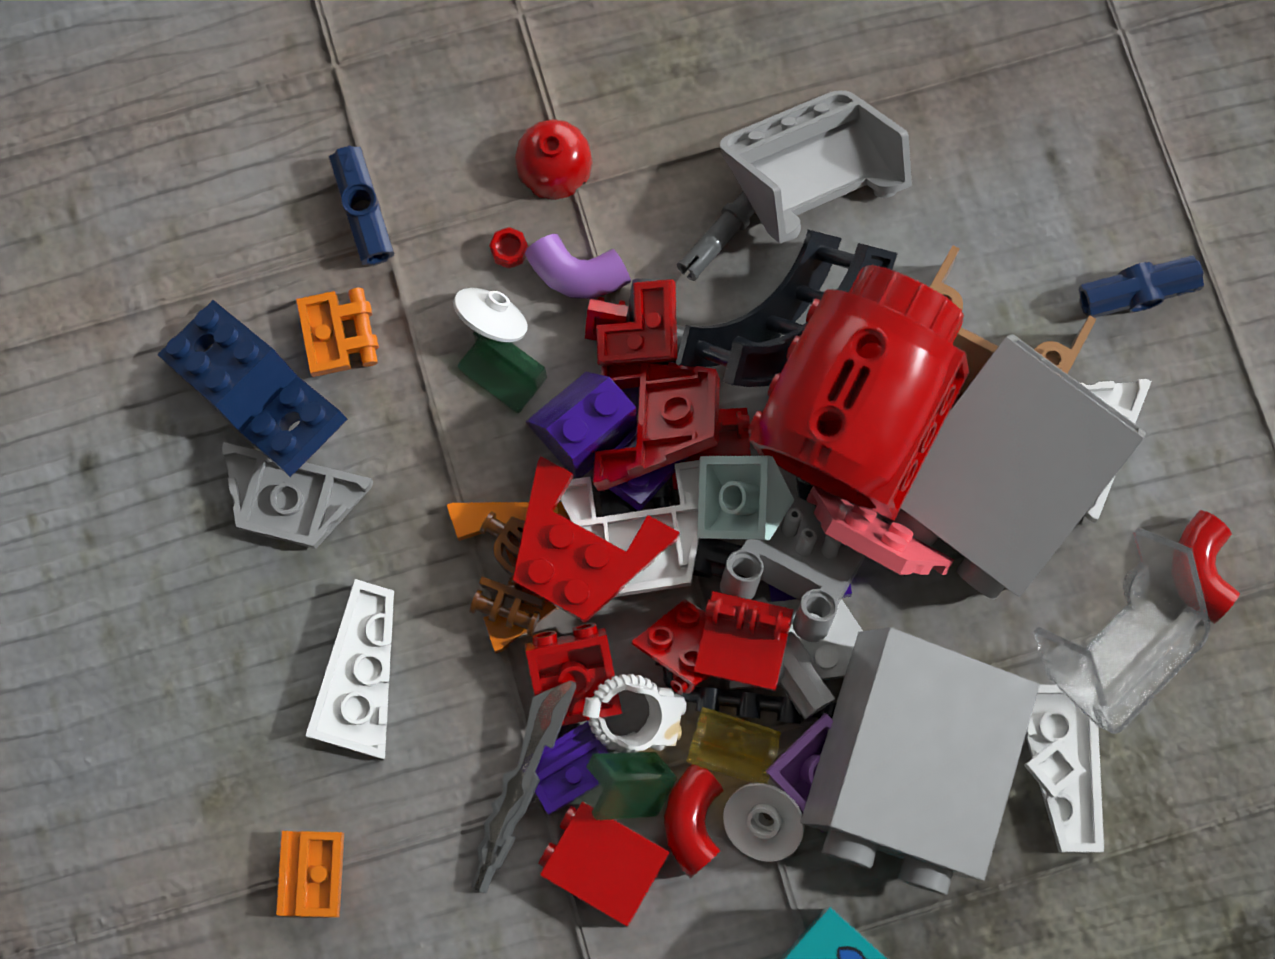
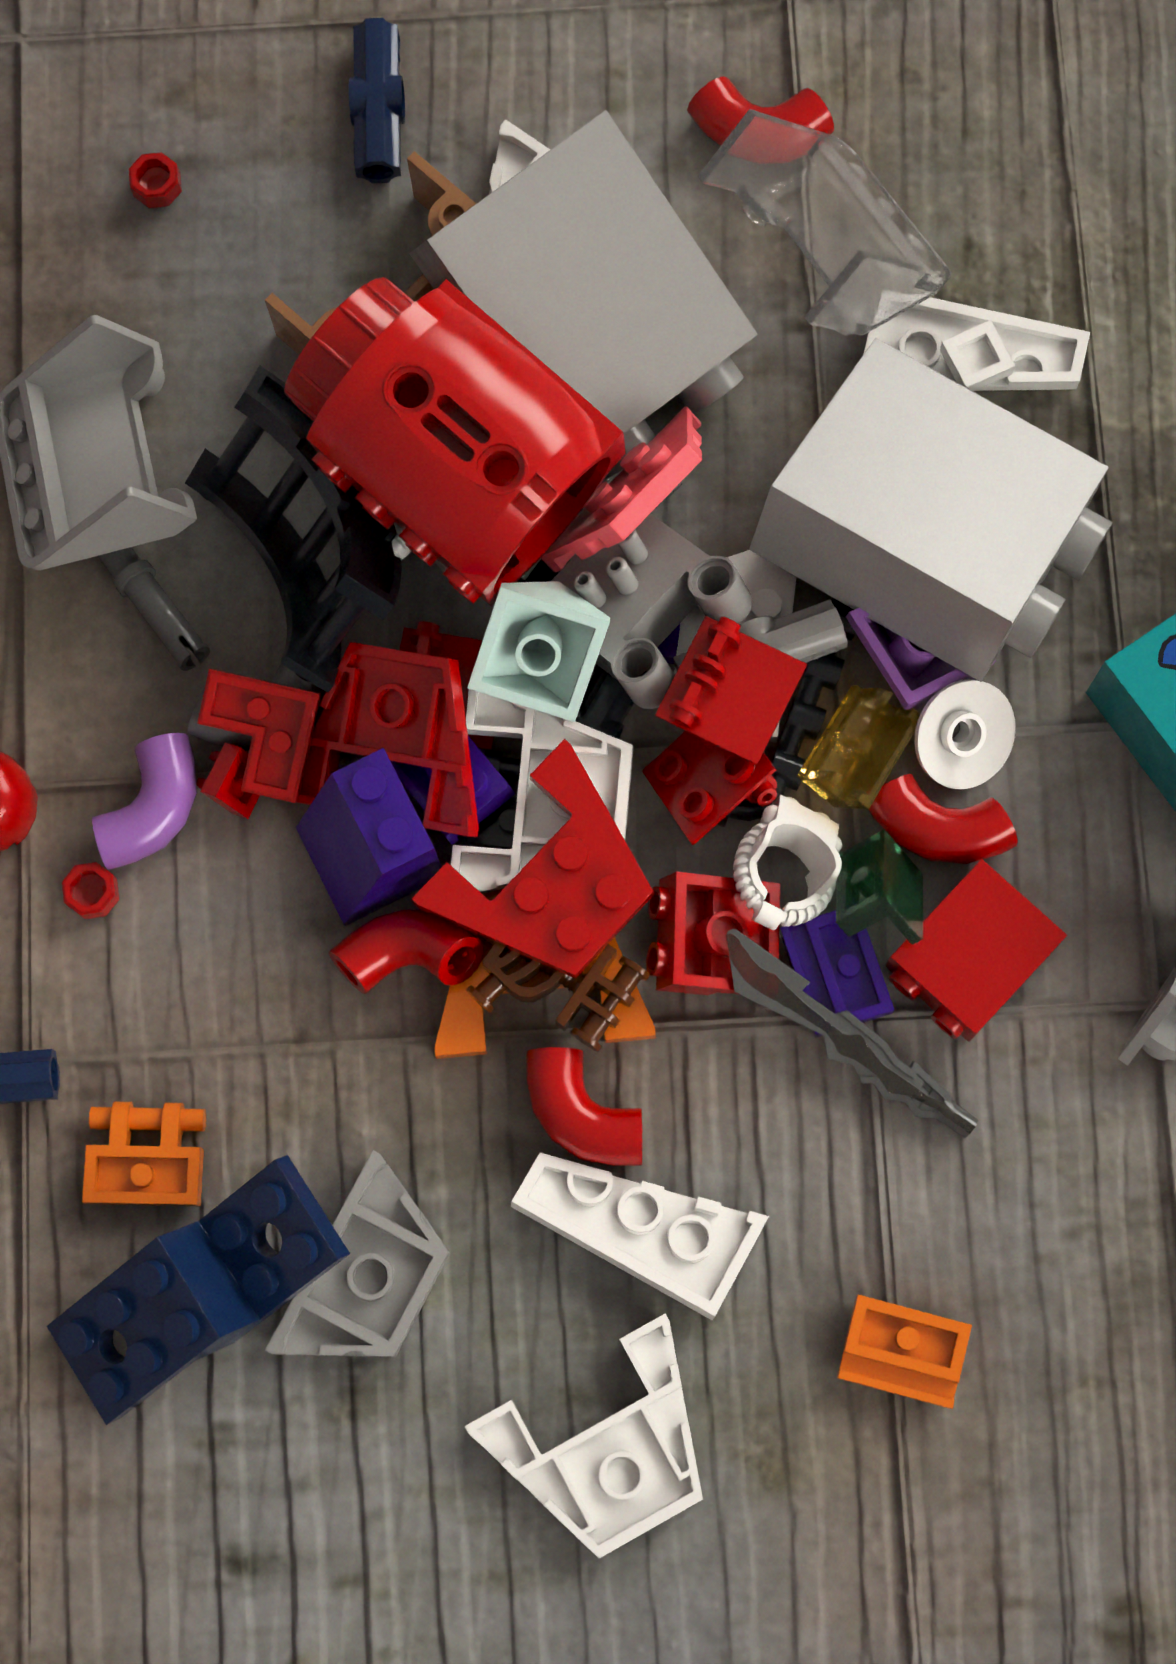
camera: 75 degrees left, 0 degrees up
(191, 697) = (622, 1470): none -> white wing
(423, 607) = (573, 1118): none -> red cylinder
(490, 314) = (183, 932): white dish -> none
(503, 371) = (261, 938): clear green panel -> none
(519, 460) = (403, 941): none -> red cylinder
(1035, 150) = (155, 180): none -> red tile

